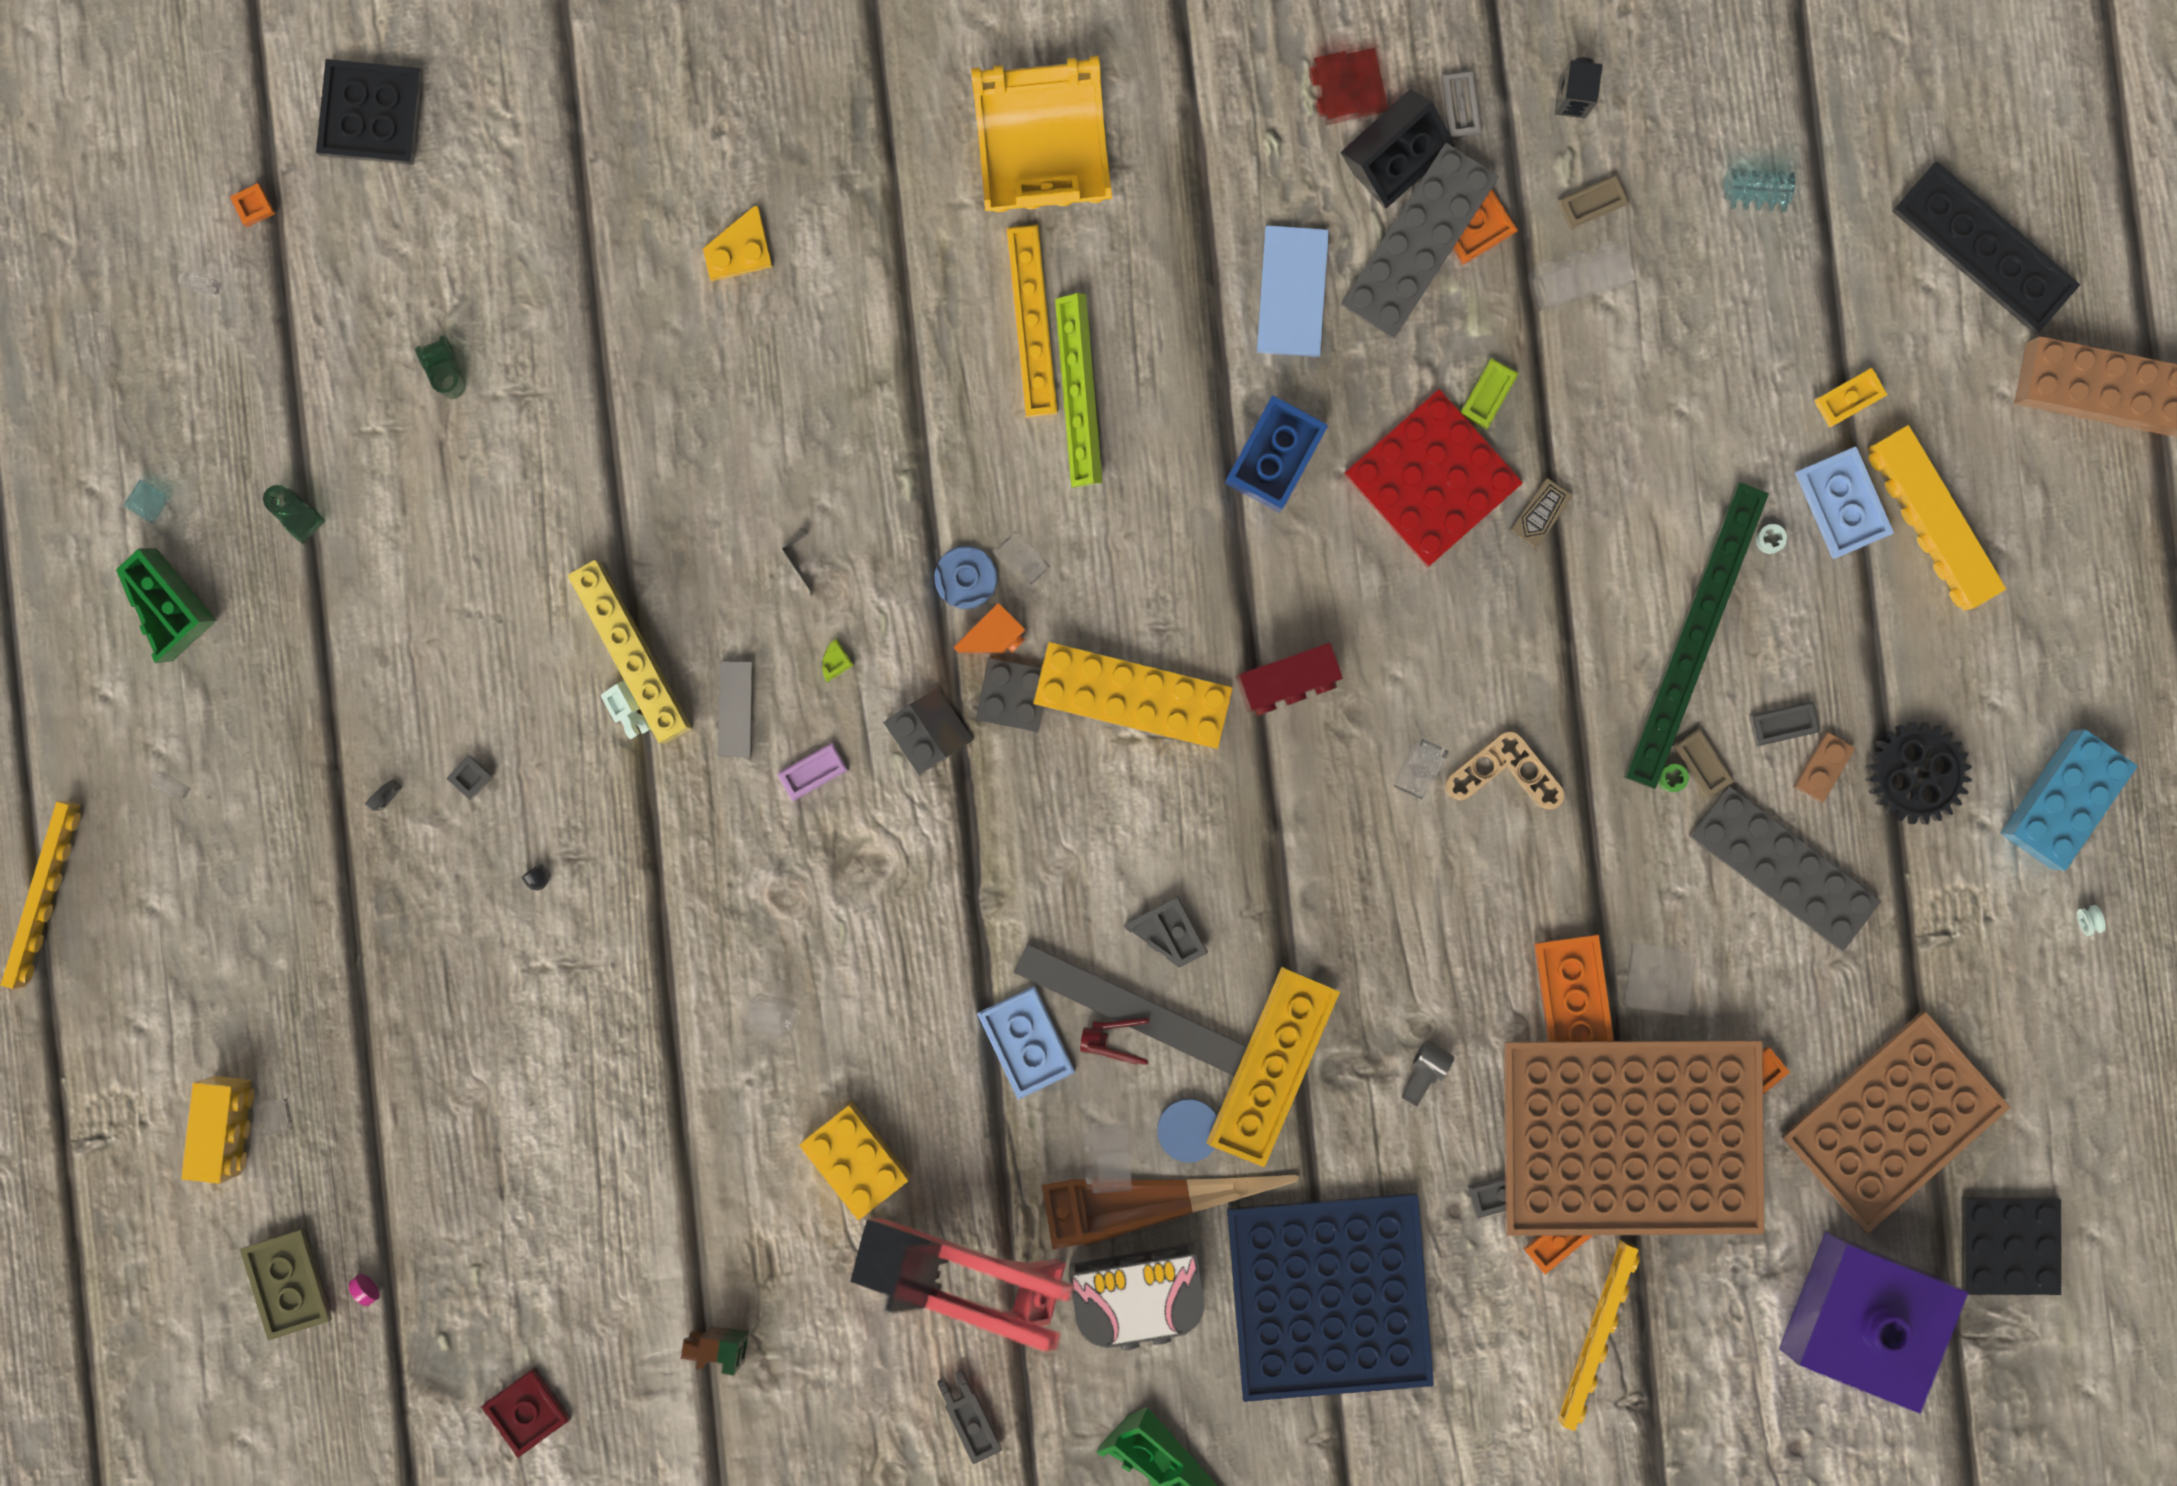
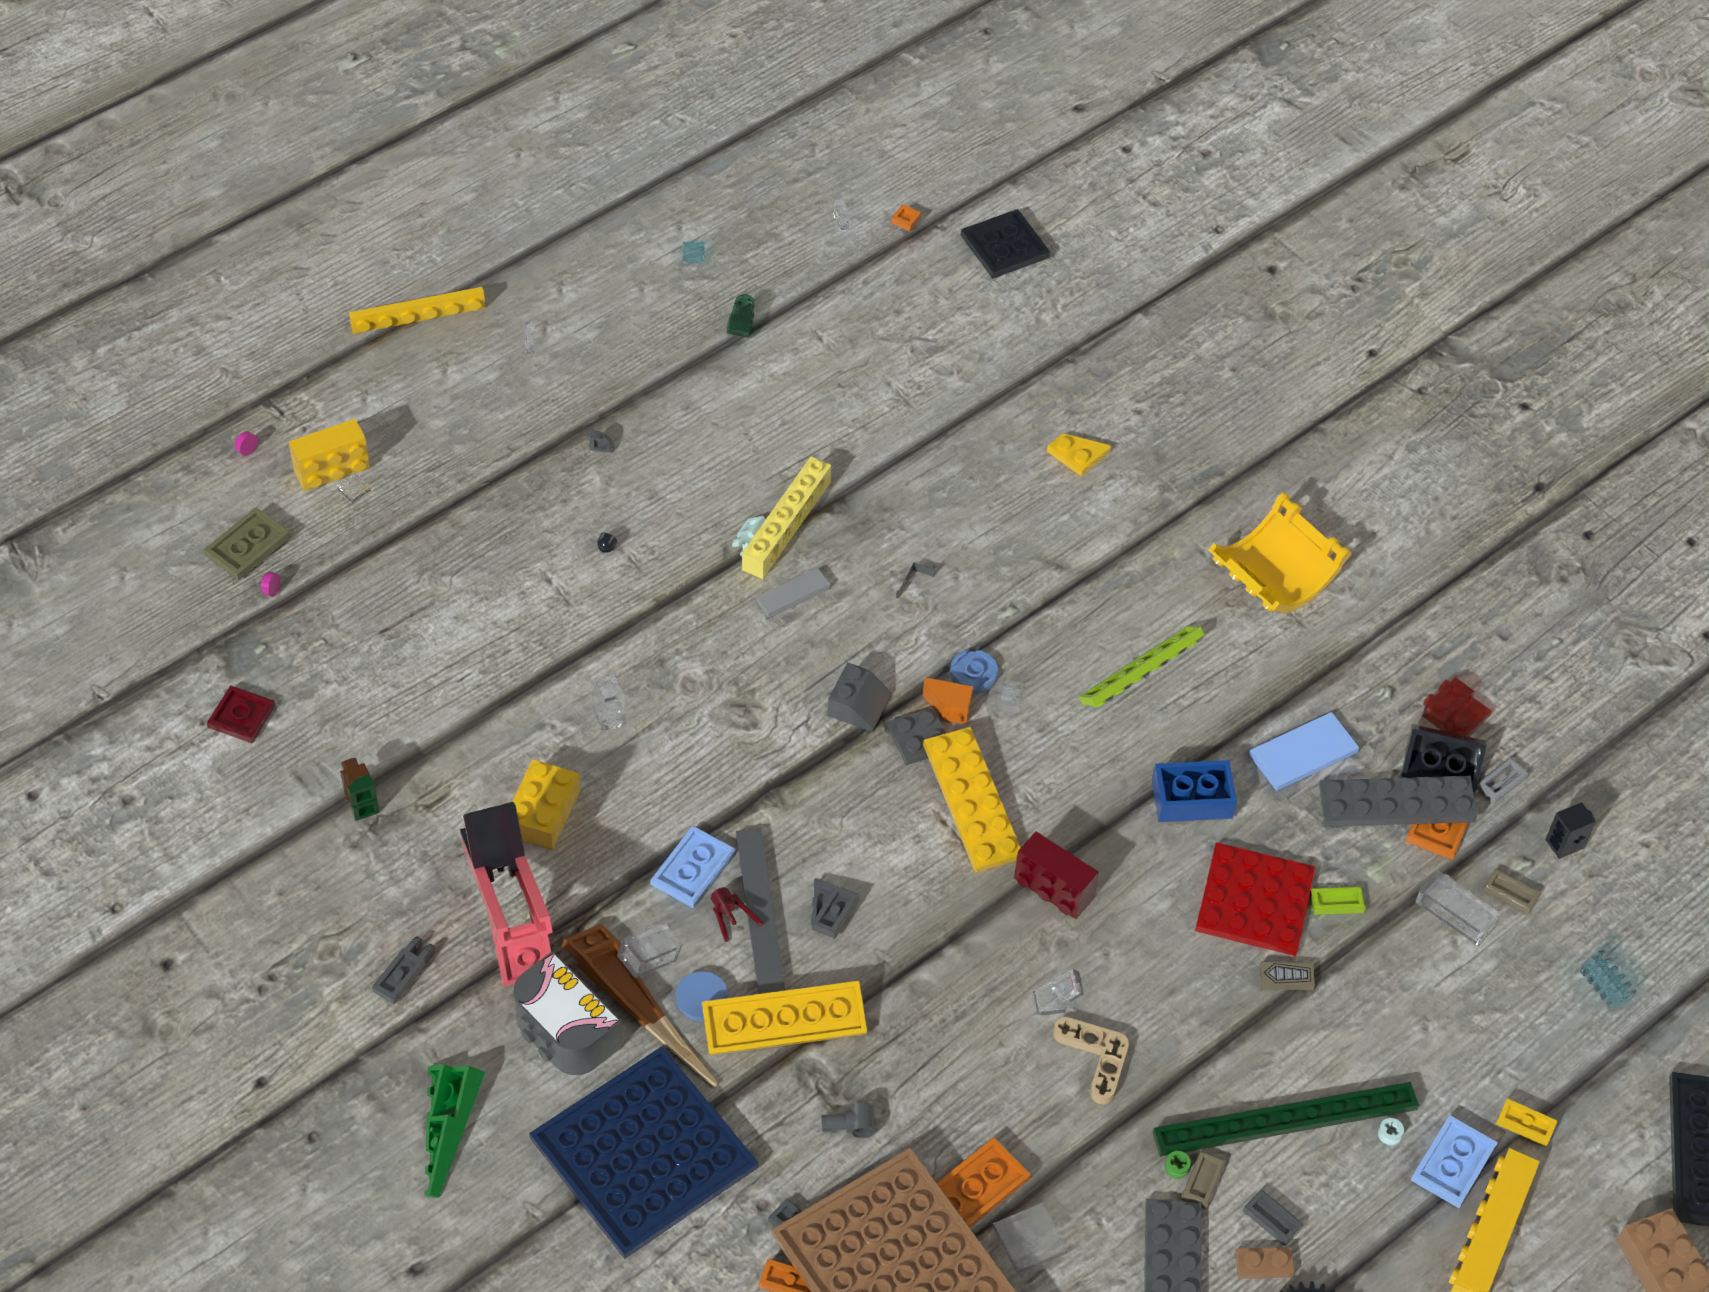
camera: 55 degrees right, 35 degrees down
(131, 1208) = (246, 443): none -> dark pink tile
(164, 603) = (639, 284): green wedge -> none
(439, 362) = (885, 346): clear green piece -> none
(469, 777) = (645, 478): dark grey plate -> none
(812, 771) = (784, 654): lavender tile -> none
(835, 661) = (864, 630): lime tile -> none
(1032, 320) = (1162, 622): yellow tile -> none

